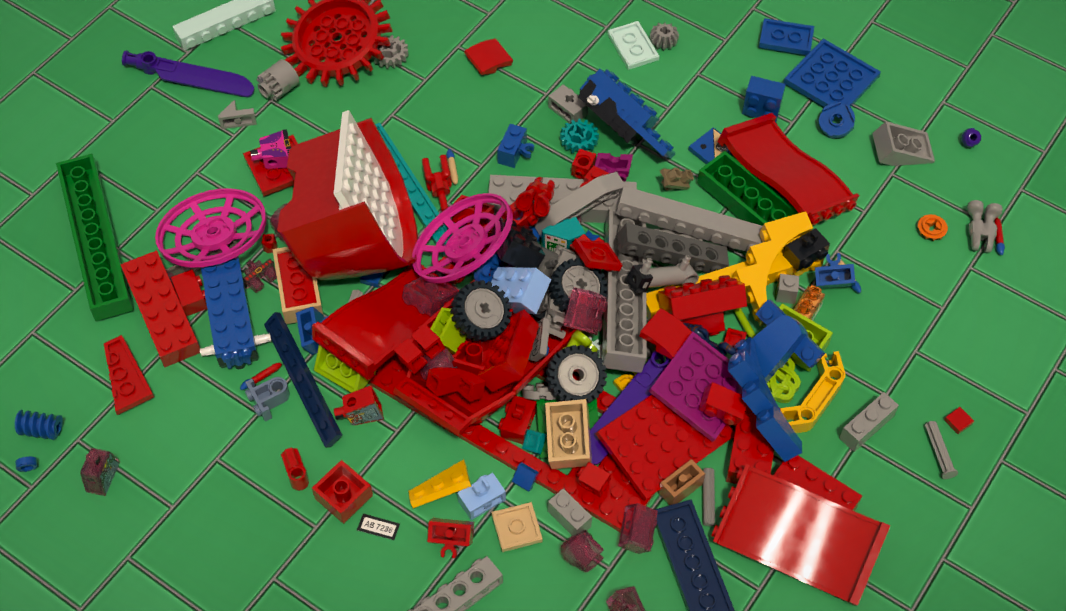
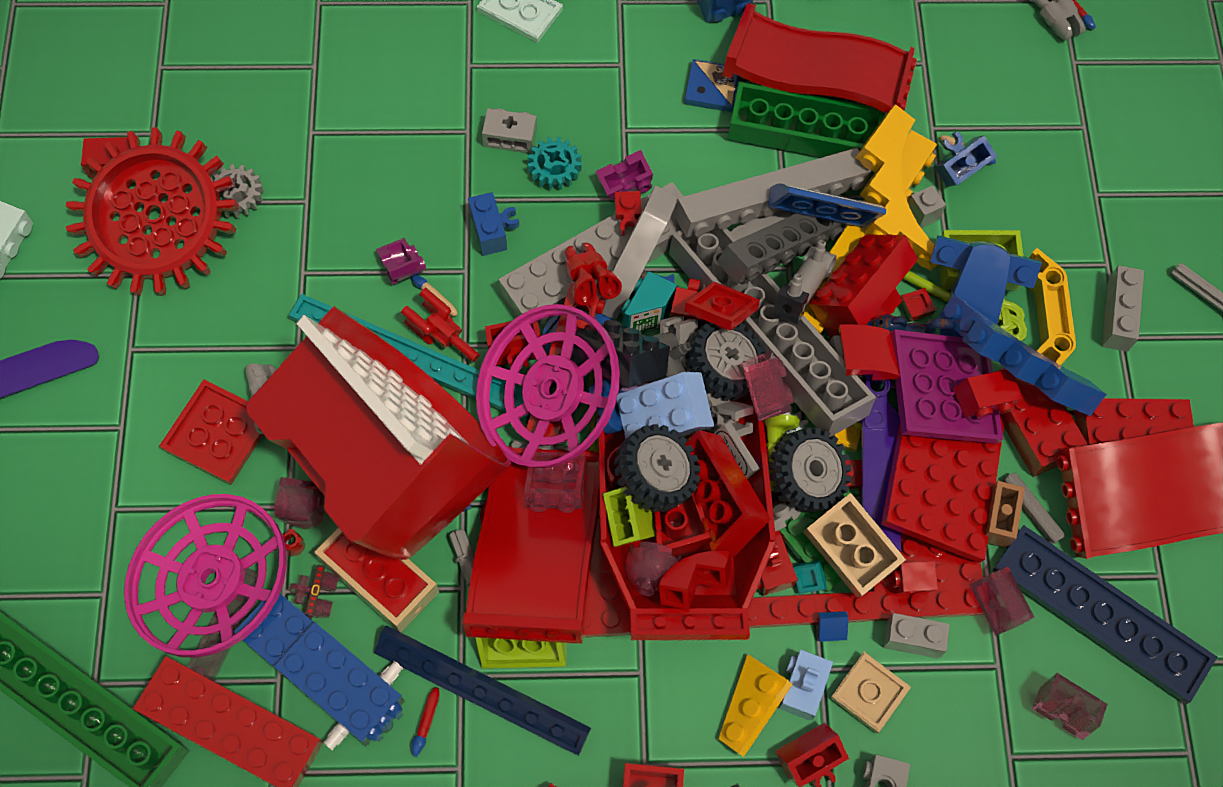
camera: 40 degrees left, 10 degrees up
(189, 292) = (245, 677): red brick -> none
(233, 118) = (103, 406): light grey slope -> none
(265, 395) = (456, 745): sand blue pin -> none
(273, 150) = (203, 417): torso -> none
(277, 80) = (123, 318): light grey gear -> none
(305, 320) = (444, 619): blue brick -> none
(360, 407) = (592, 669): red torso -> none
(425, 340) = (631, 552): red piece -> none
(447, 137) = (400, 260): none -> magenta cylinder
(488, 56) = (362, 124): red slope -> none
(582, 551) = (965, 670): clear pink piece -> none
(583, 163) = (588, 187): red brick -> none
(623, 110) = (589, 101): blue piece -> none
(676, 179) = (707, 149): dark tan hips -> none
(711, 241) = (824, 205): none -> blue slope
(806, 249) = (920, 149): black brick -> none
(810, 302) = (963, 210): clear orange hips -> none
(929, 220) = (1014, 35): orange gear -> none
(959, 420) = (1198, 246): red tile -> none

